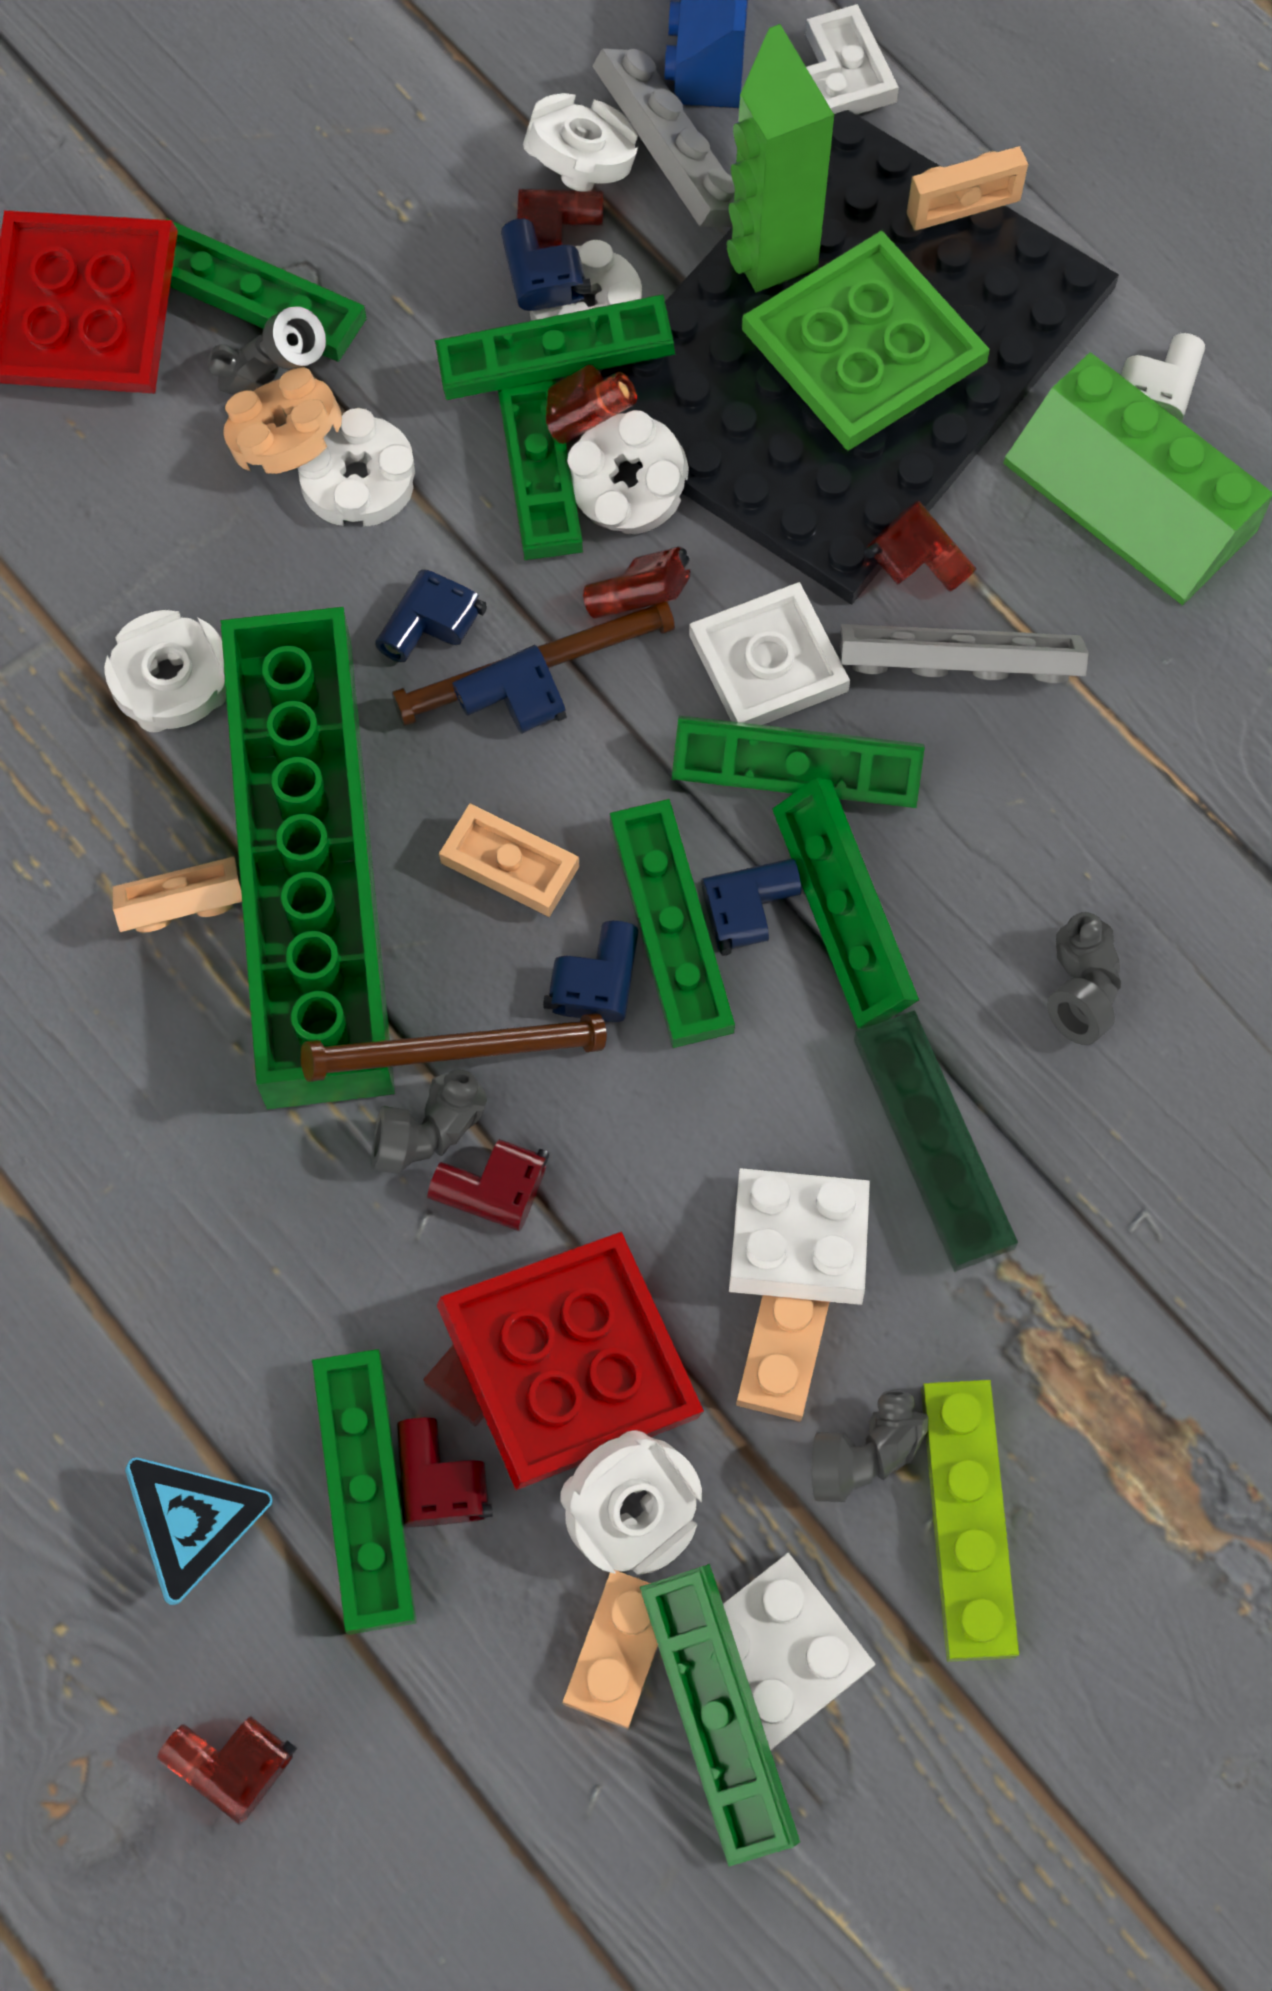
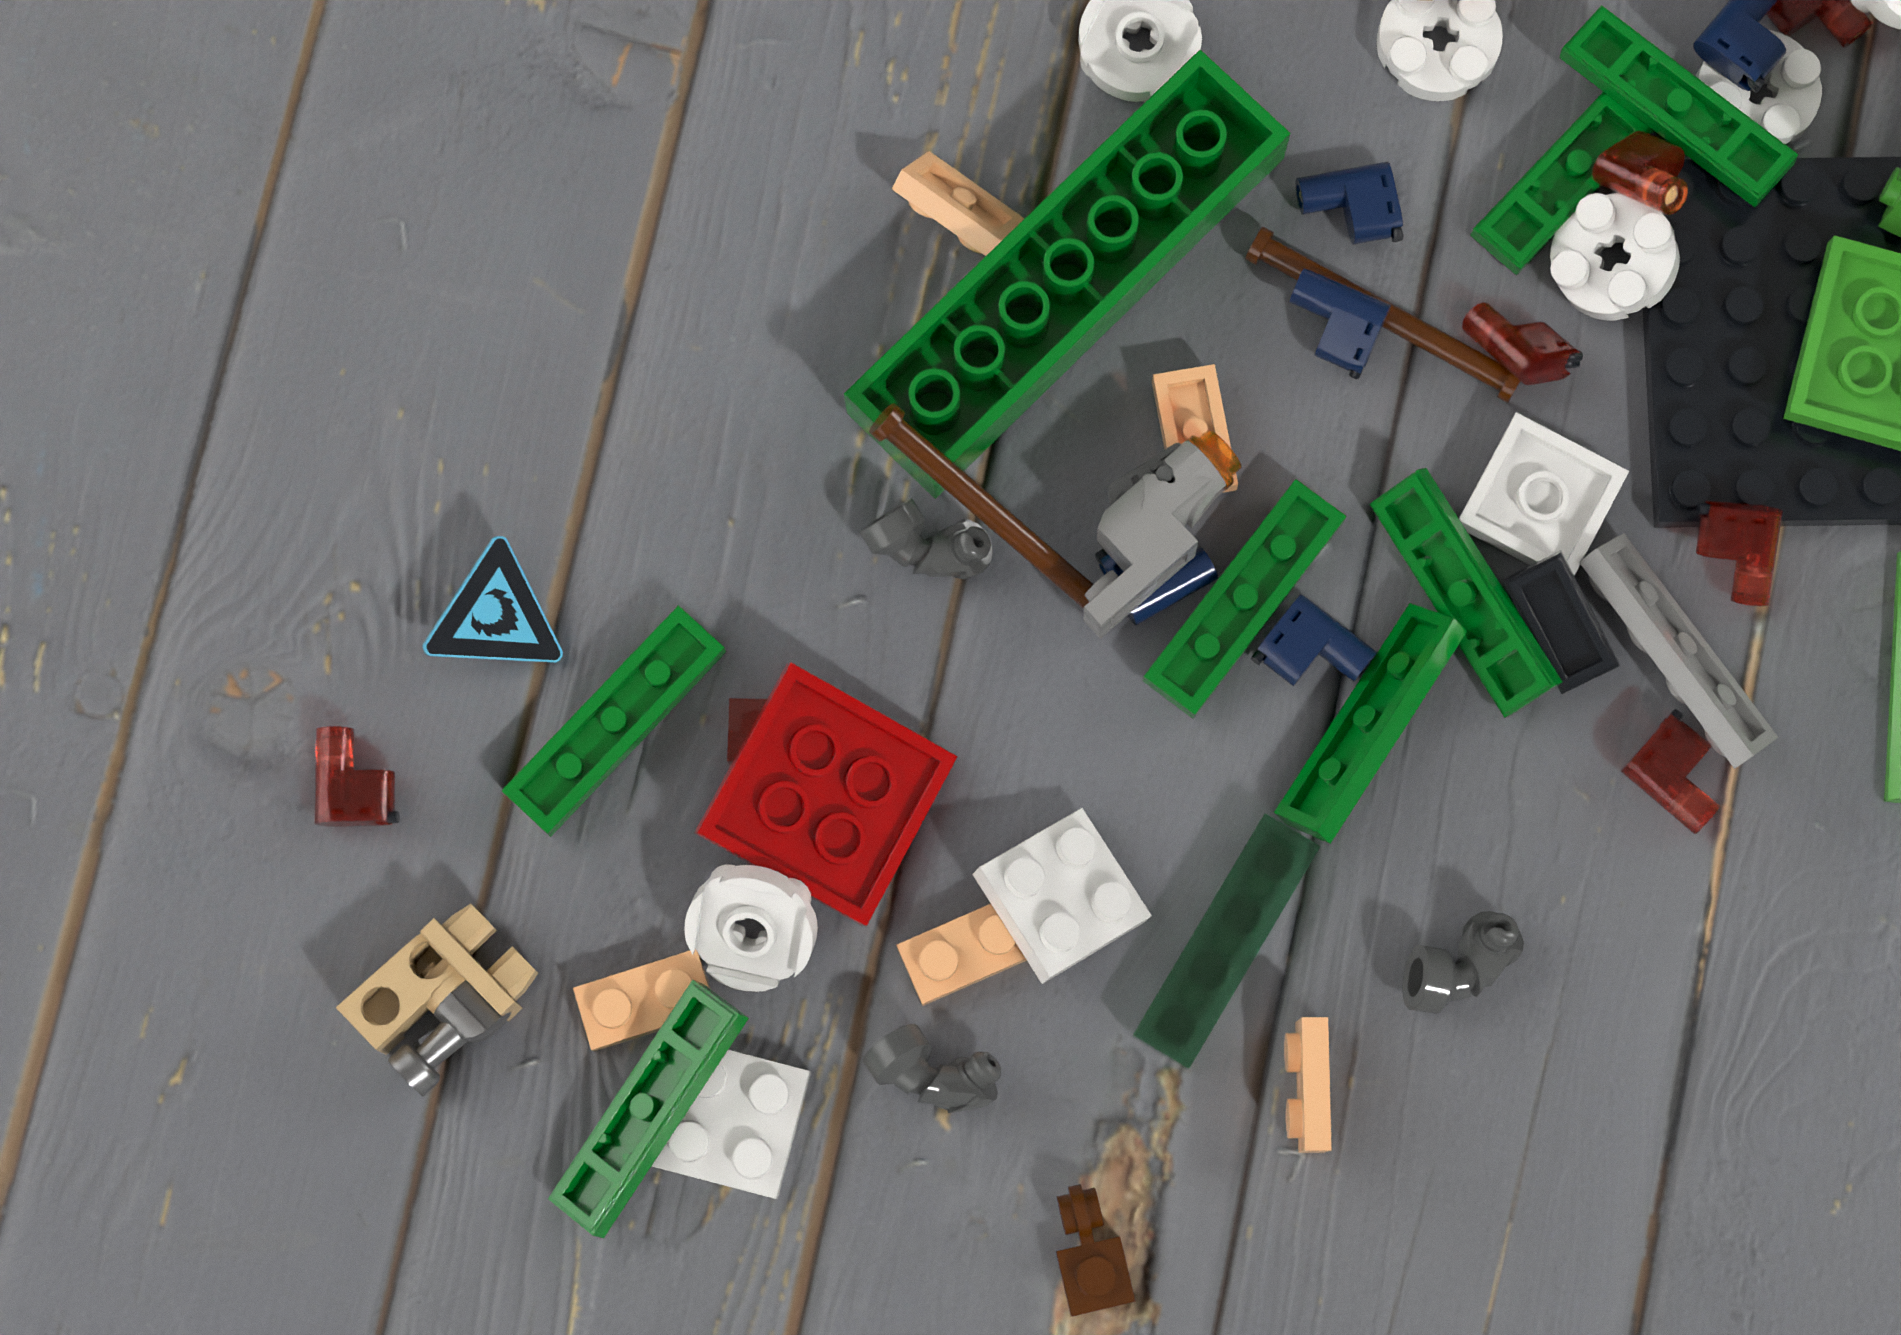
camera: 55 degrees right, 10 degrees up
(435, 1490) = (654, 772): dark red piece -> none
(474, 1807) = (440, 977): none -> tan hips
(503, 1190) = (923, 641): dark red piece -> none
(557, 934) = (1147, 522): none -> light grey plate
(874, 709) = (1561, 620): none -> black tile
(969, 1522) = (942, 1190): lime plate -> none
(1043, 730) = (1662, 769): none -> clear red piece
(1082, 1147) = (1310, 1113): none -> light nougat plate
(1126, 1446) = (1094, 1272): none -> reddish brown plate

